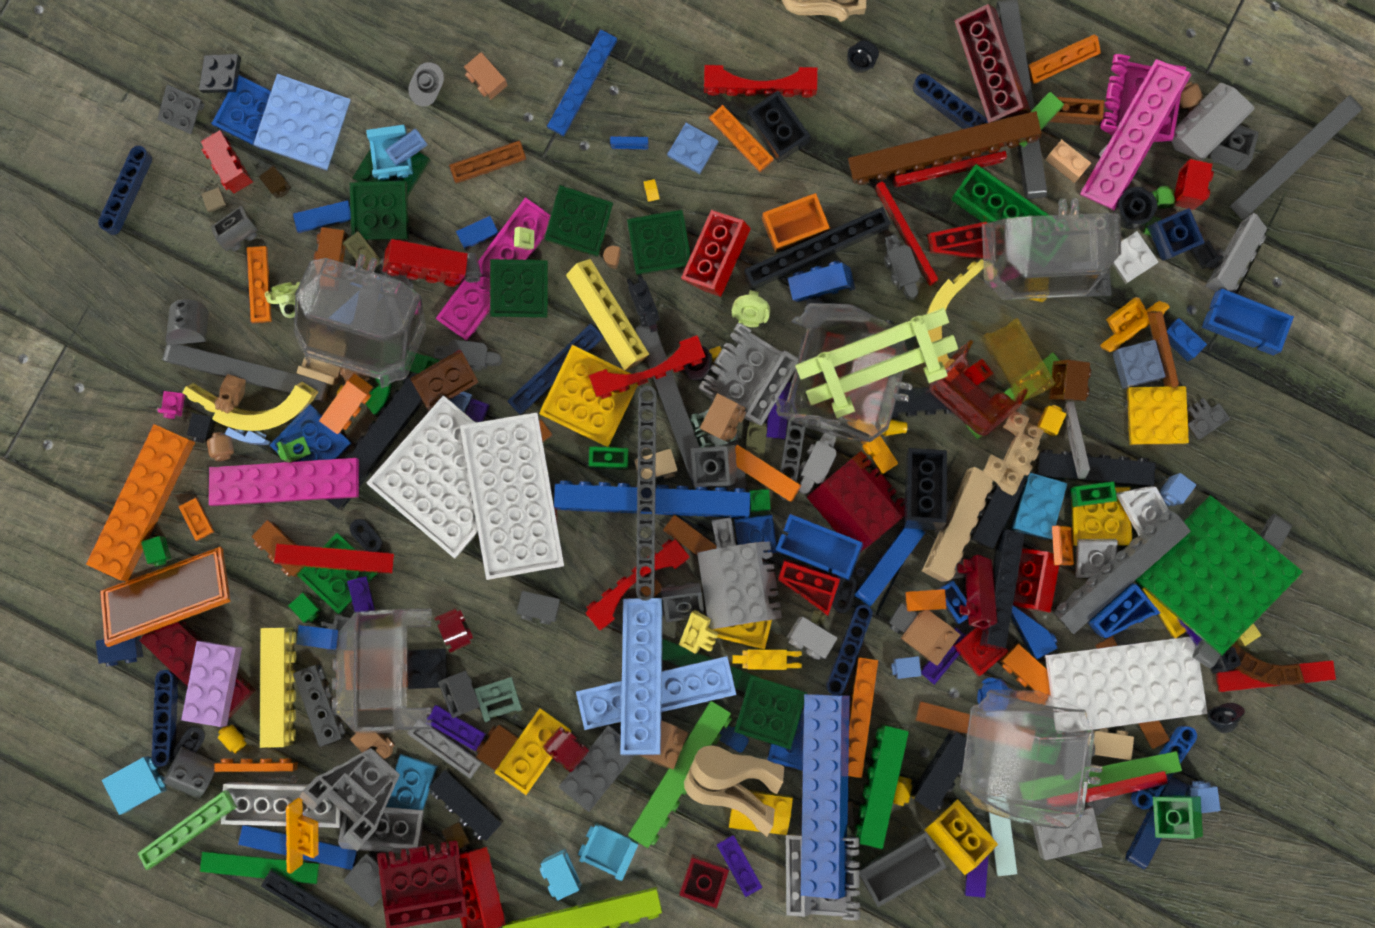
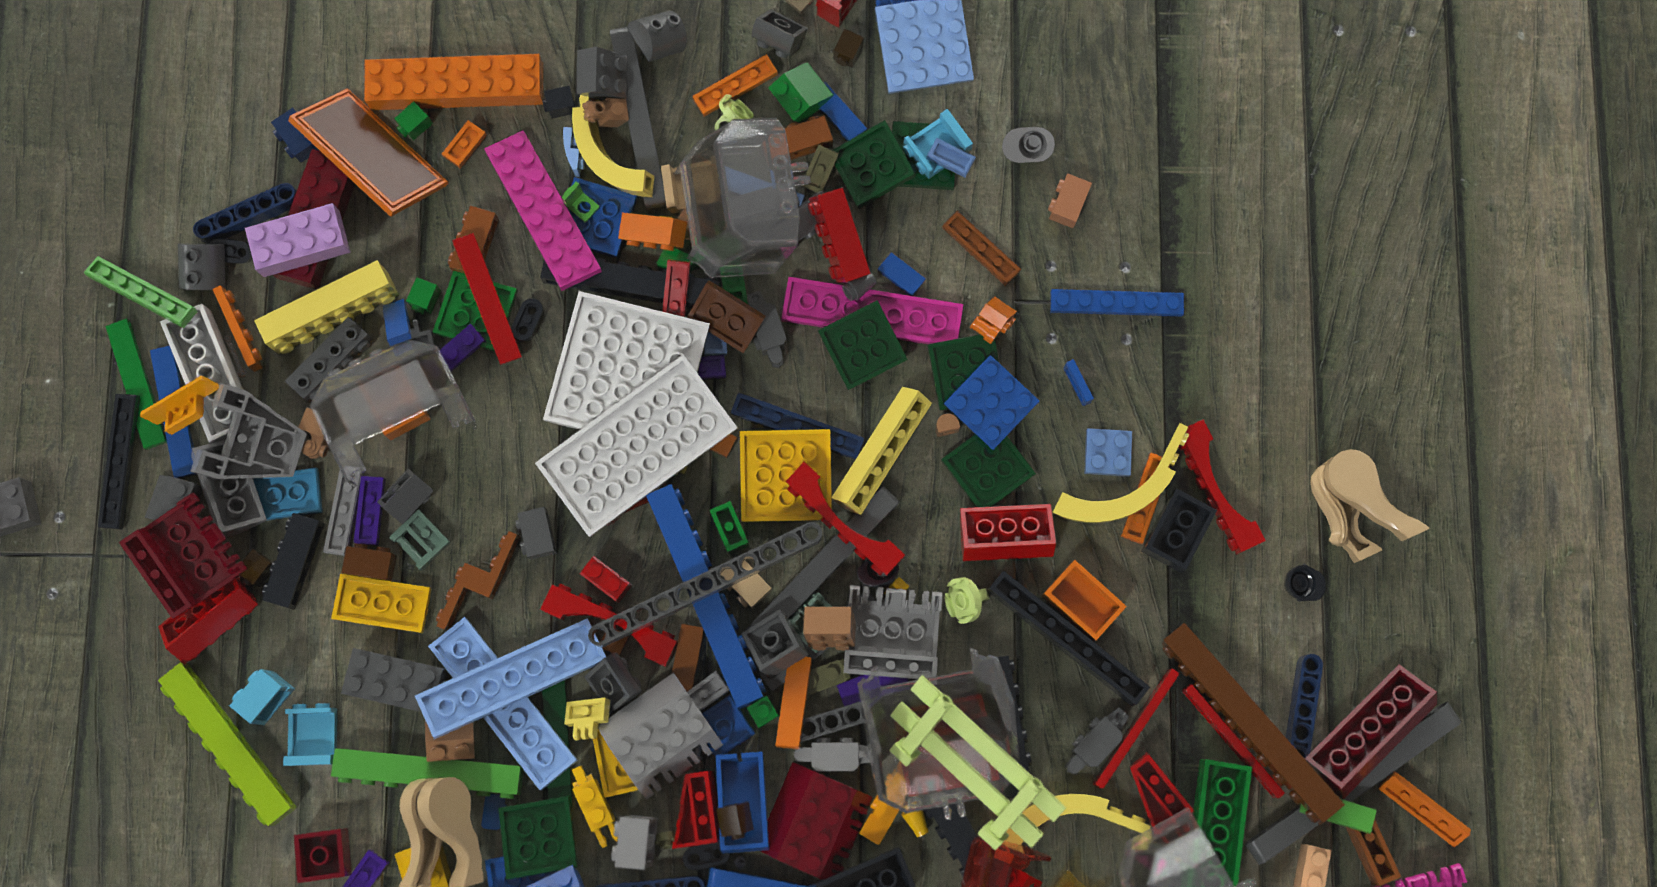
camera: 60 degrees right, 5 degrees down
(134, 784) = (164, 218): medium azure panel -> none
(172, 404) = (566, 63): dark pink bracket -> none
(198, 382) = (601, 73): none -> dark grey brick
(220, 446) = (548, 130): medium nougat head -> none
(232, 738) = (255, 290): yellow brick -> none
(292, 235) = (801, 92): none -> green slope
(401, 407) = (676, 287): none -> red tile
(426, 668) = (419, 449): black plate -> none
(453, 629) = (469, 457): dark red brick -> none
(524, 238) = (918, 324): yellowish green plate -> none
(550, 179) = (994, 319): none -> orange hinge
(552, 669) = (477, 580): none -> dark orange bracket
(565, 749) = (395, 635): dark red brick -> none
(600, 570) = (605, 579): none -> red brick
(612, 214) = (991, 402): none -> blue plate
(643, 303) = (913, 482): black hinge -> none
(651, 190) = (1039, 431): yellow piece -> none
(729, 187) = (1111, 510): none -> light yellow arch
(821, 281) = (1034, 661): blue wedge -> none
(831, 557) = (735, 820): none -> dark brown brick

